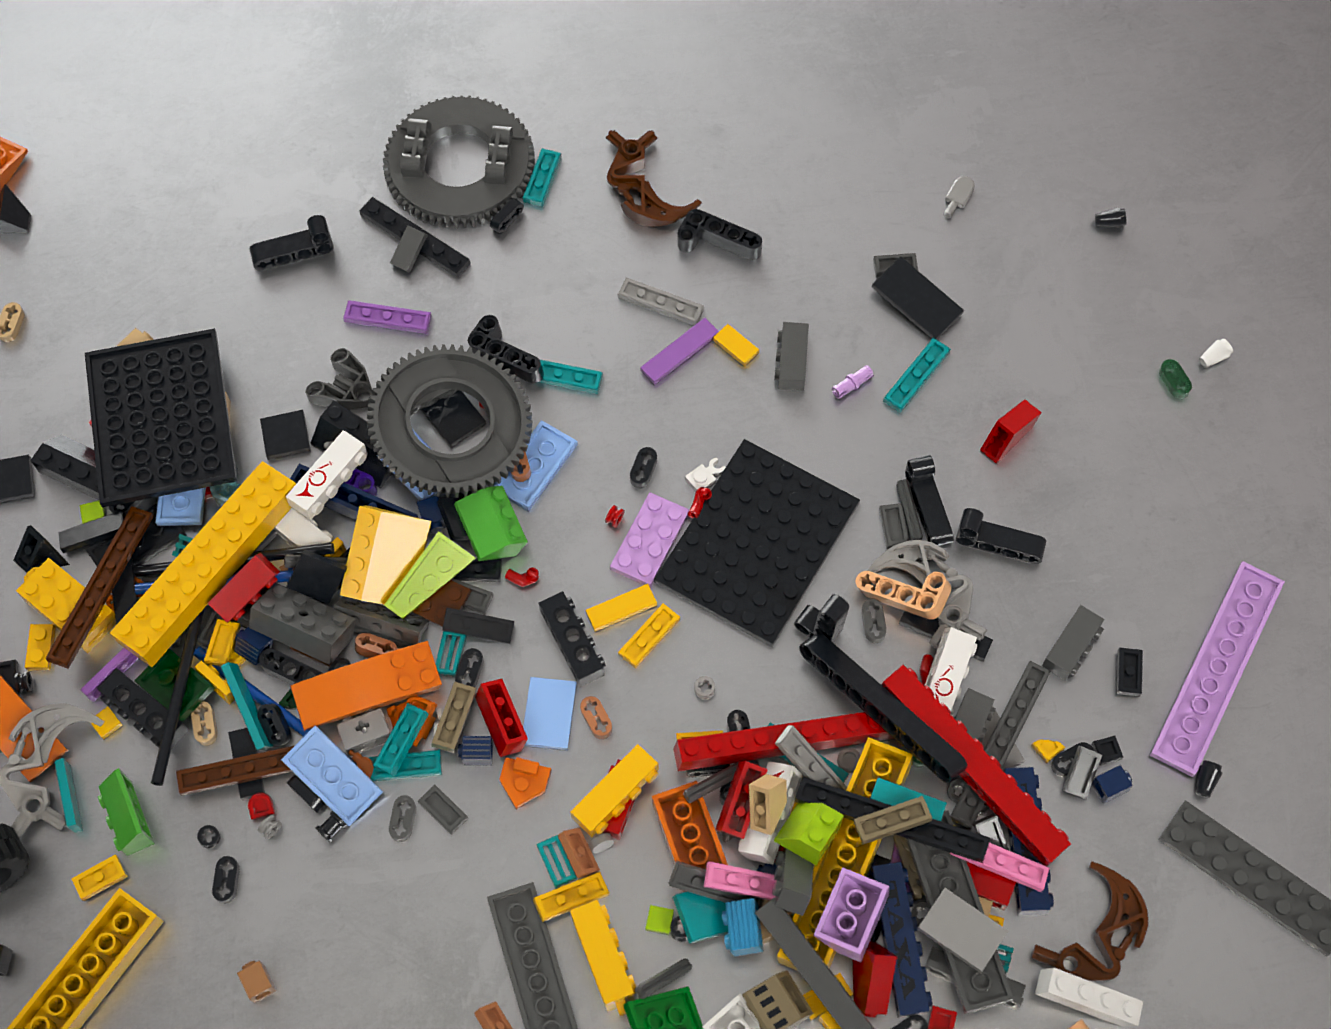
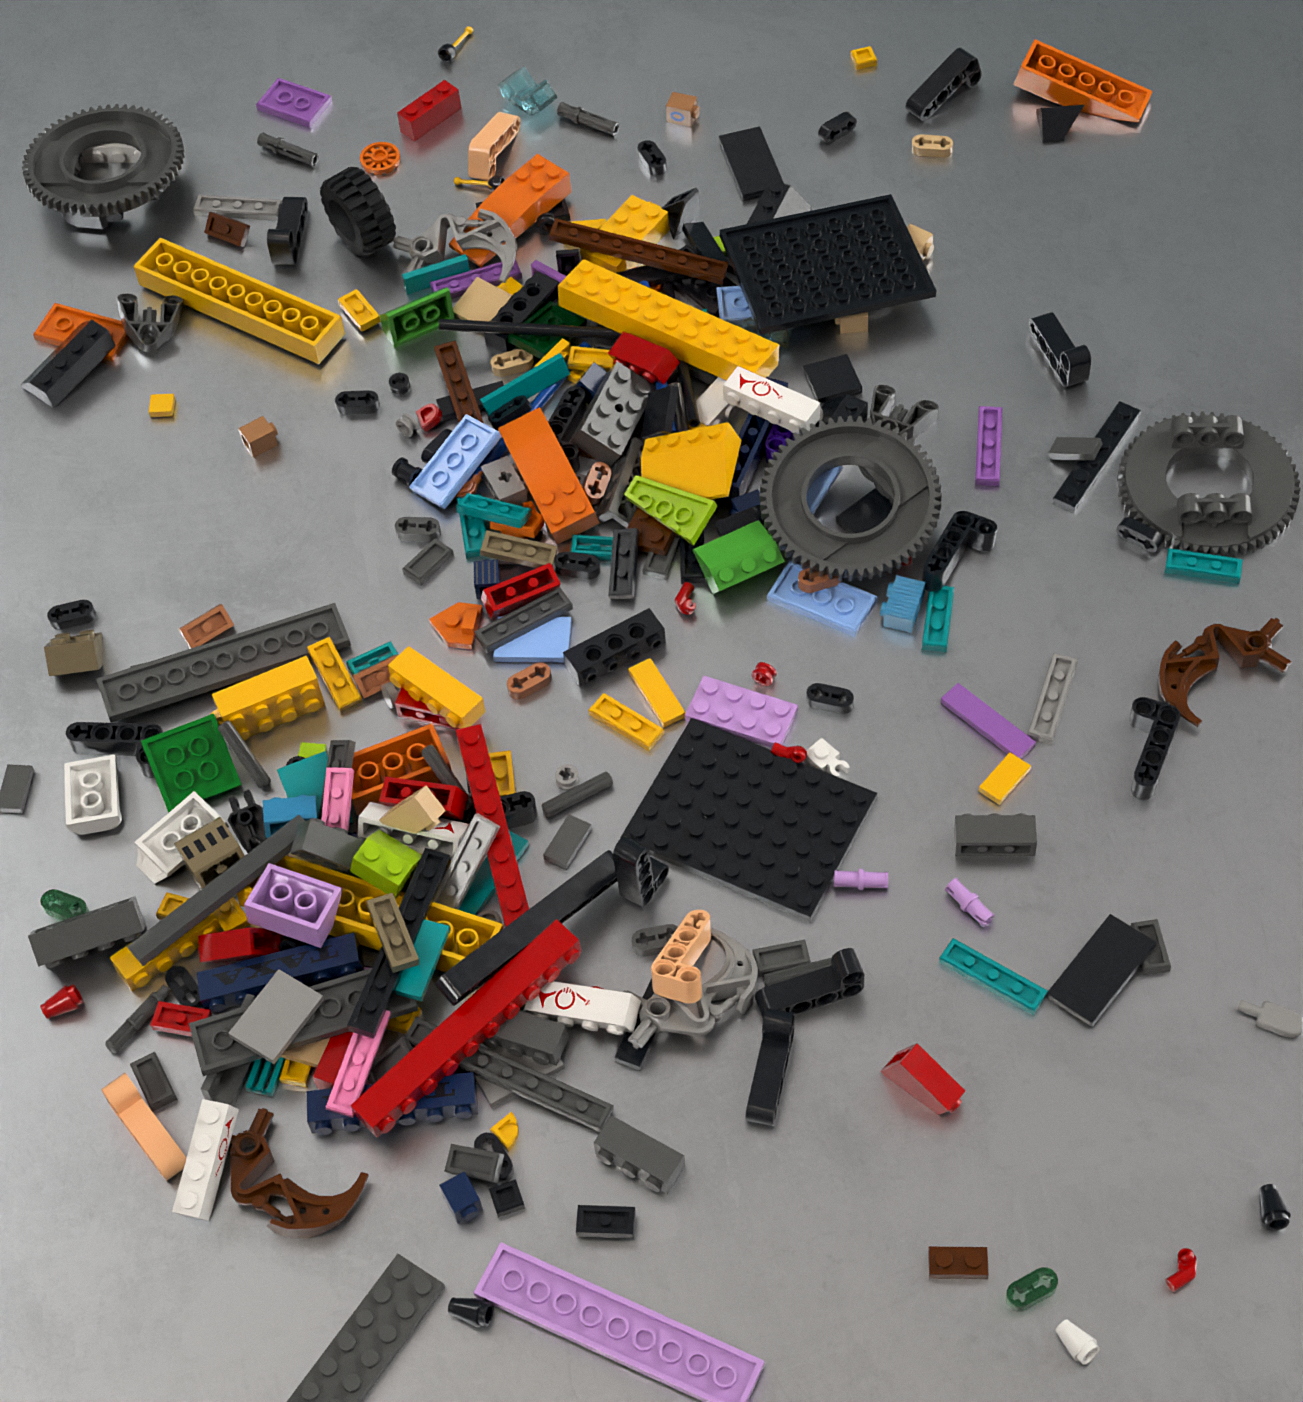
camera: 90 degrees right, 10 degrees down
(82, 762) = (460, 283): none -> medium lavender tile
(90, 658) = (567, 260): none -> black slope
(121, 748) = (481, 301): none -> tan tile
(532, 718) = (523, 620): none -> dark grey tile
(554, 399) = (903, 603): none -> dark azure brick
(723, 679) = (577, 794): none -> dark grey axle
(737, 972) = (247, 822): none -> black hinge
(771, 690) = (567, 841): none -> dark grey tile
(826, 458) = (860, 879): none -> lavender pin
(1155, 425) = (958, 1262): none -> reddish brown plate
(1158, 279) = (1185, 1270): none -> red arm

